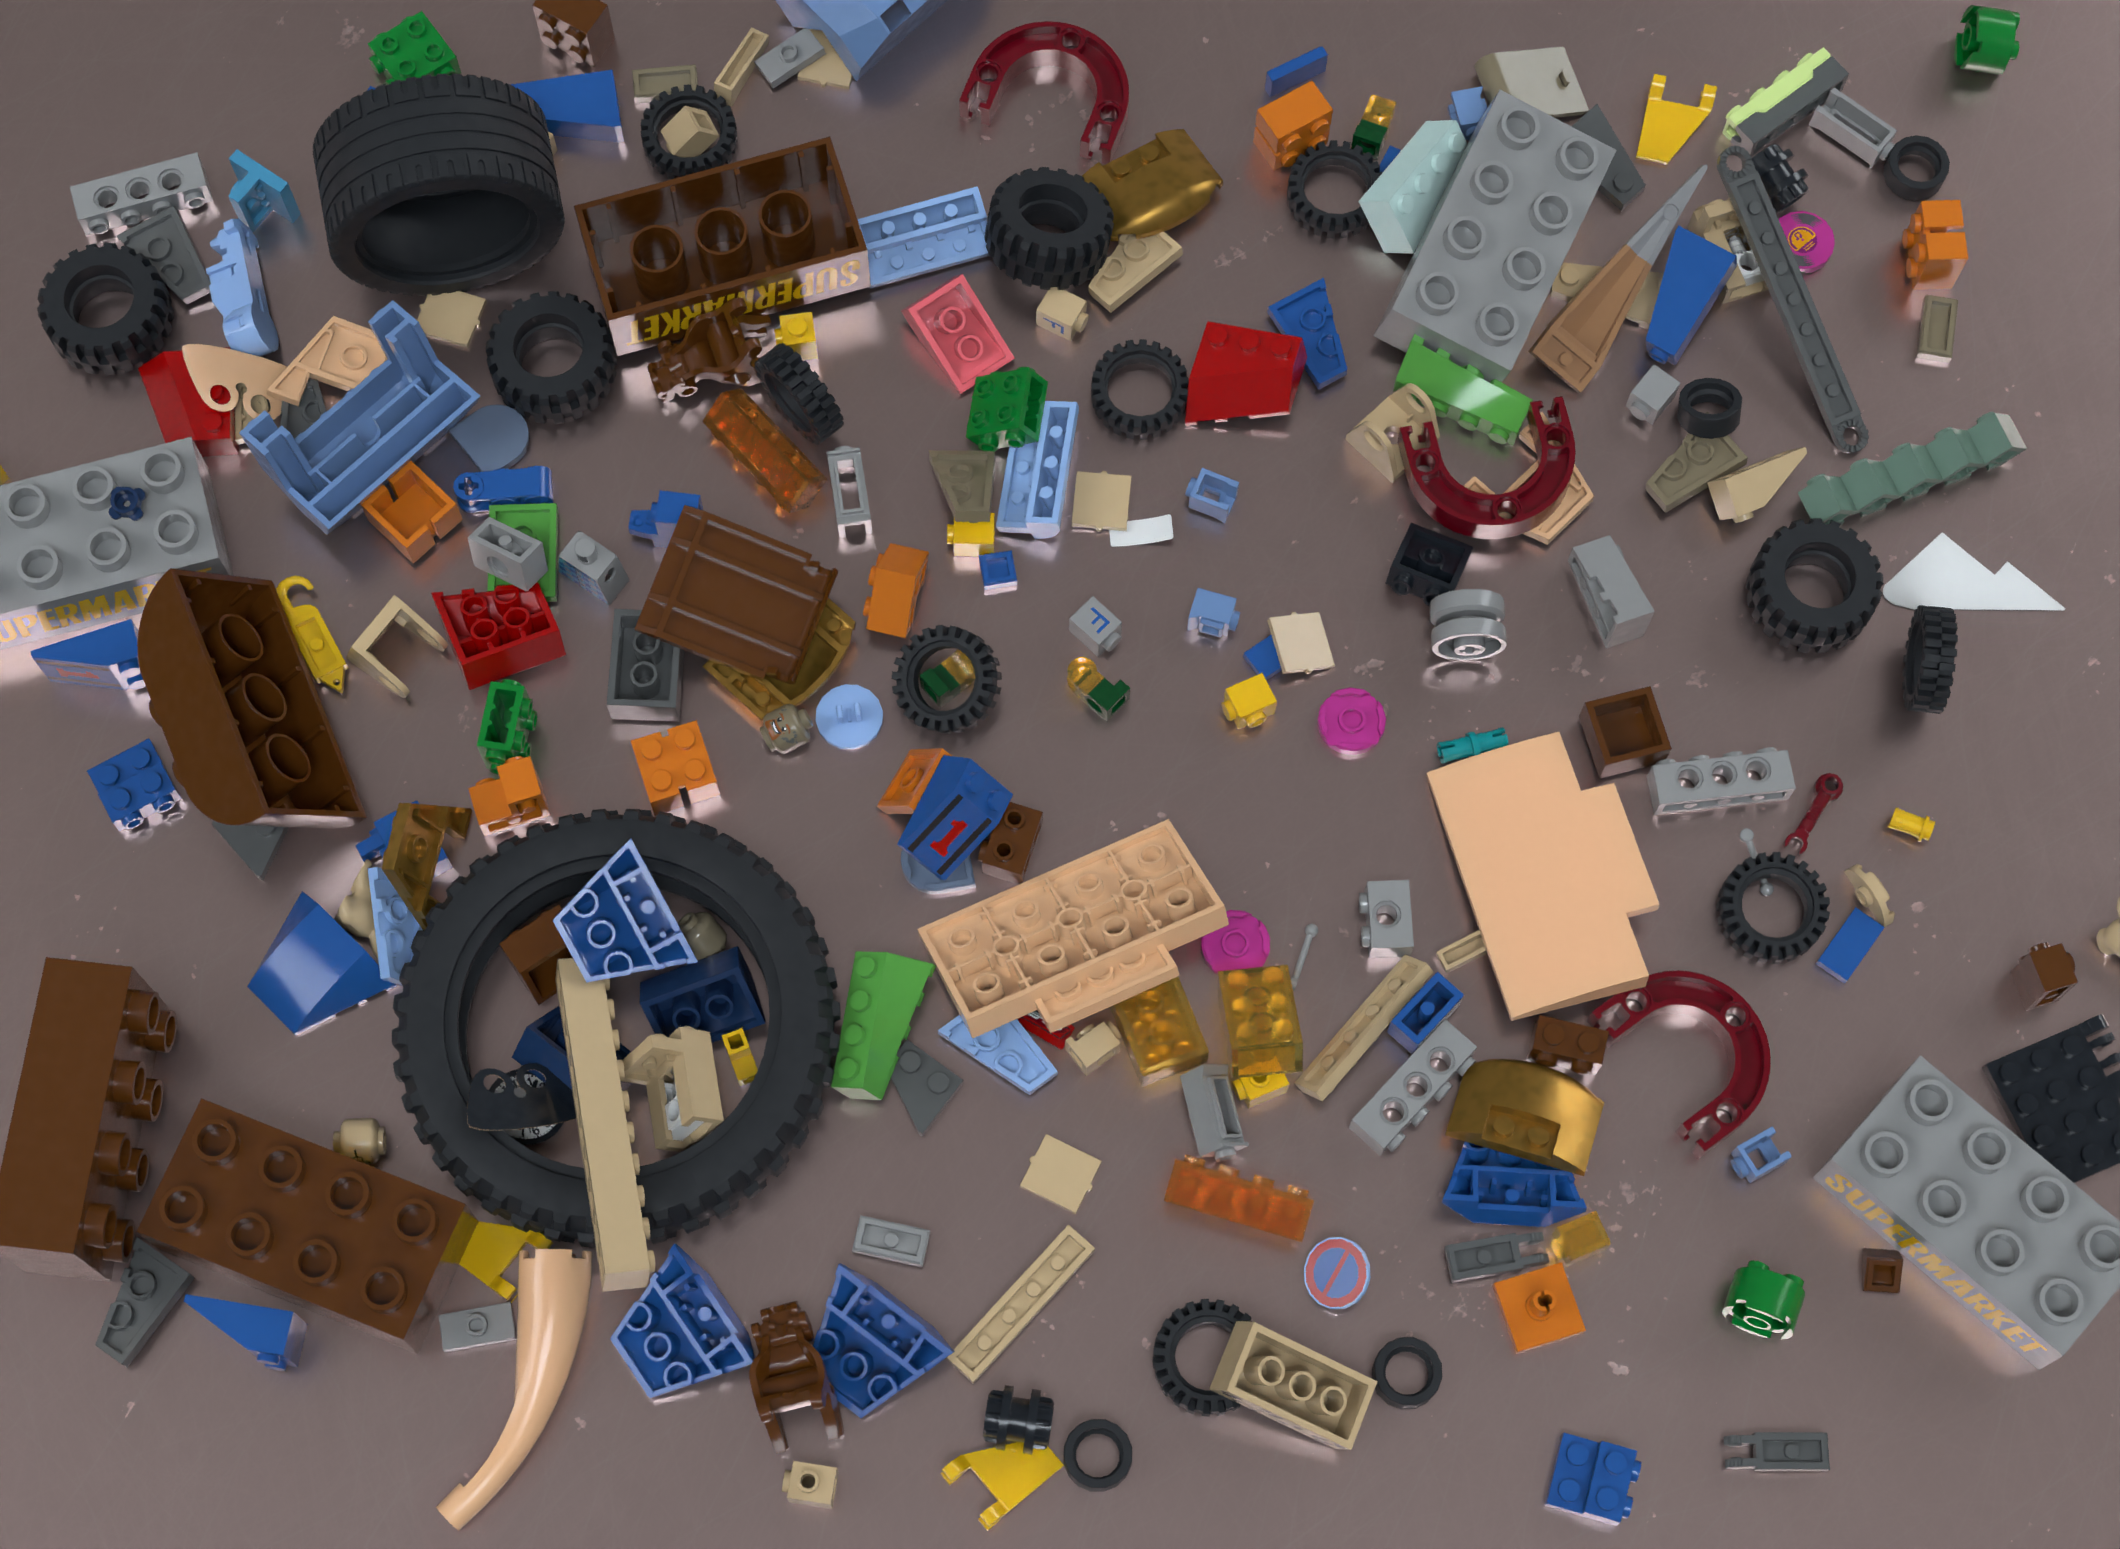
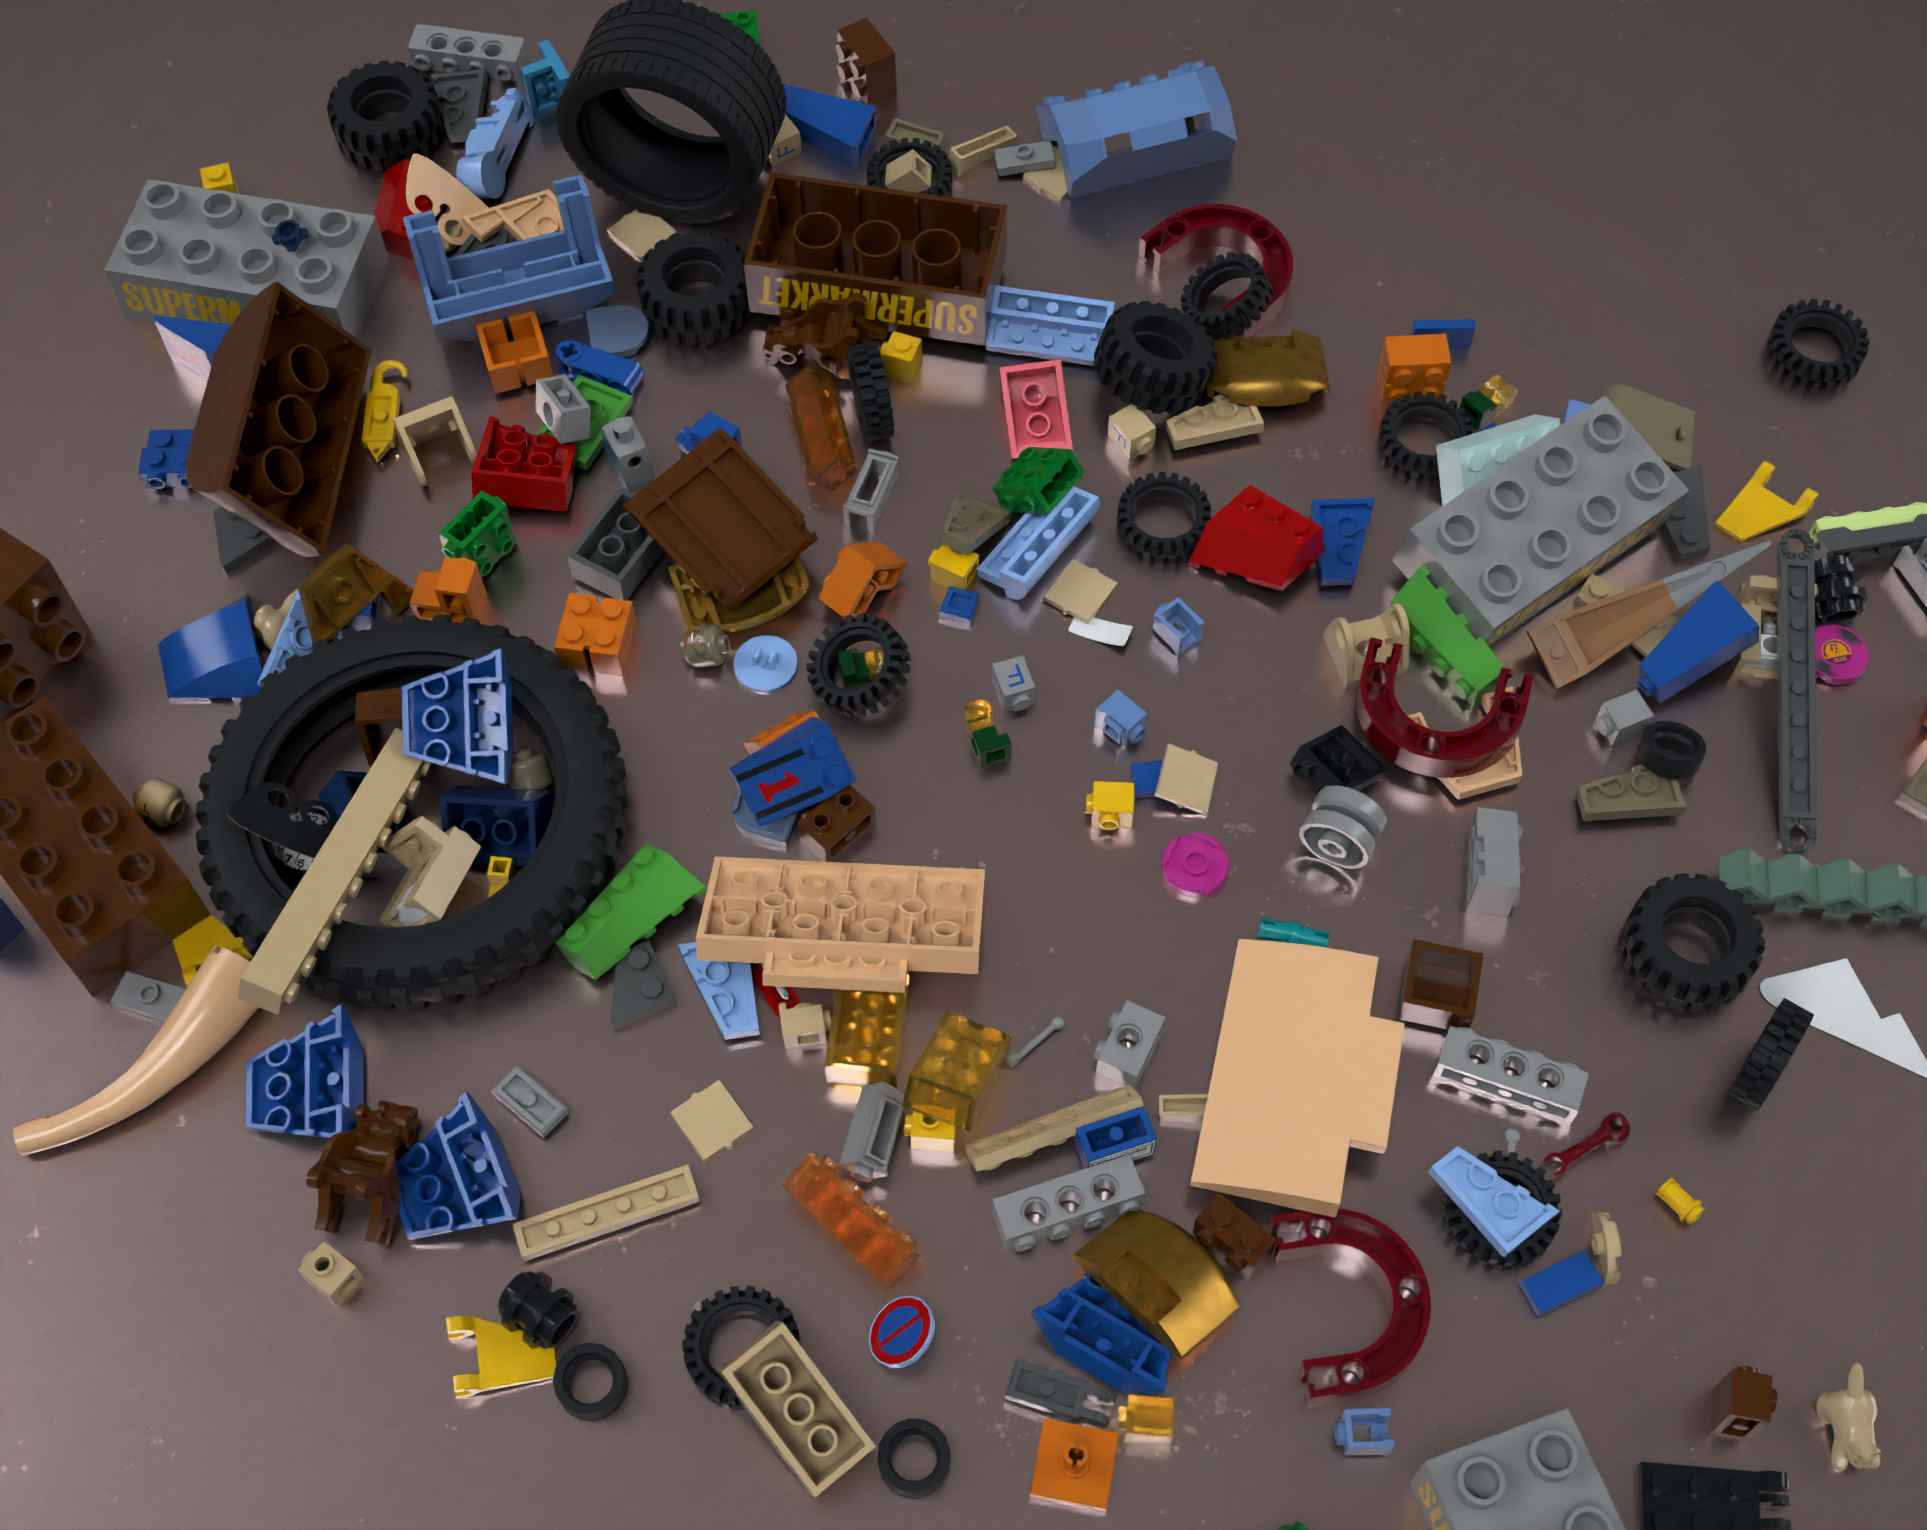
camera: 30 degrees right, 10 degrees down
(1052, 108) = (1219, 273): none -> black tyre
(1237, 945) = (983, 998): dark pink tile -> none
(1753, 485) = (1675, 832): tan slope -> none
(1766, 907) = (1492, 1204): none -> light blue wing

